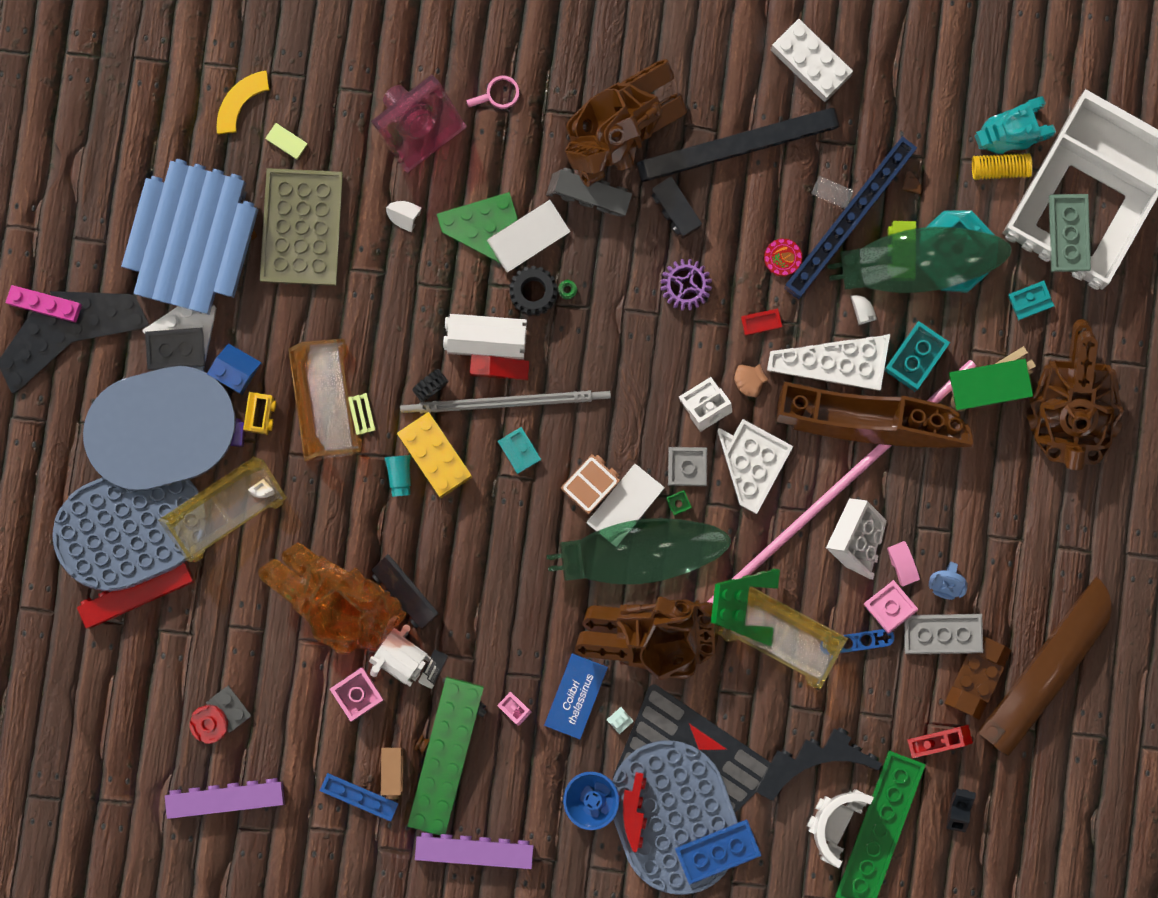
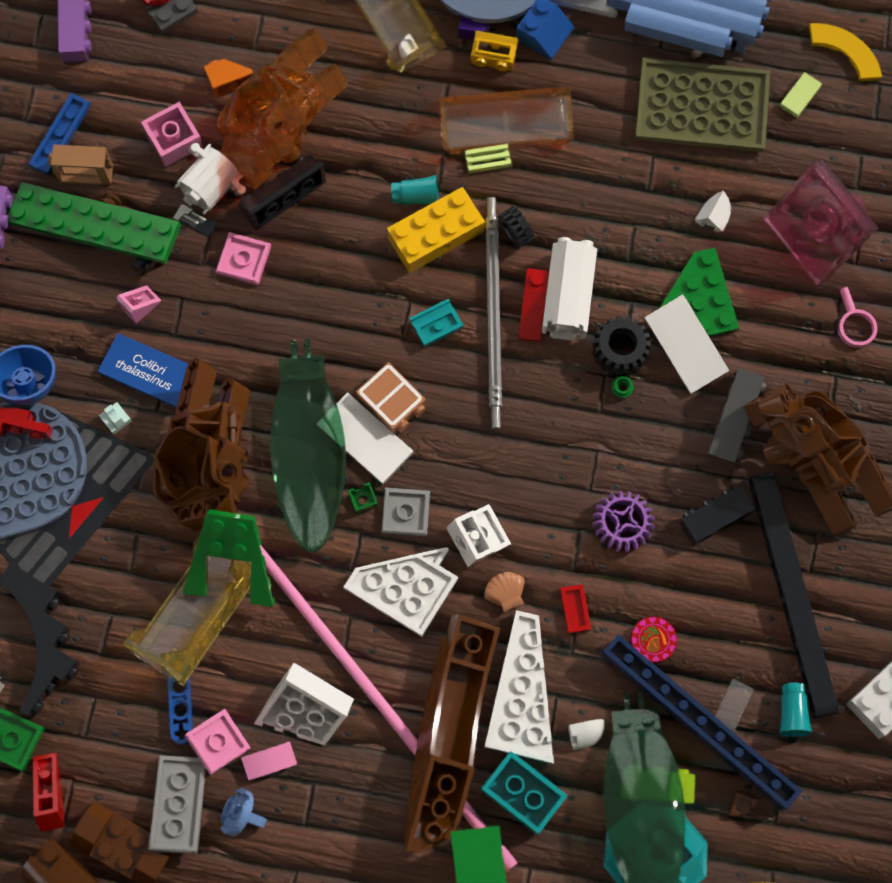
camera: 90 degrees right, 10 degrees down
(295, 652) = (226, 76): none -> orange slope
(468, 622) = (243, 258): none -> bright pink tile
(835, 143) = (794, 711): none -> teal plant

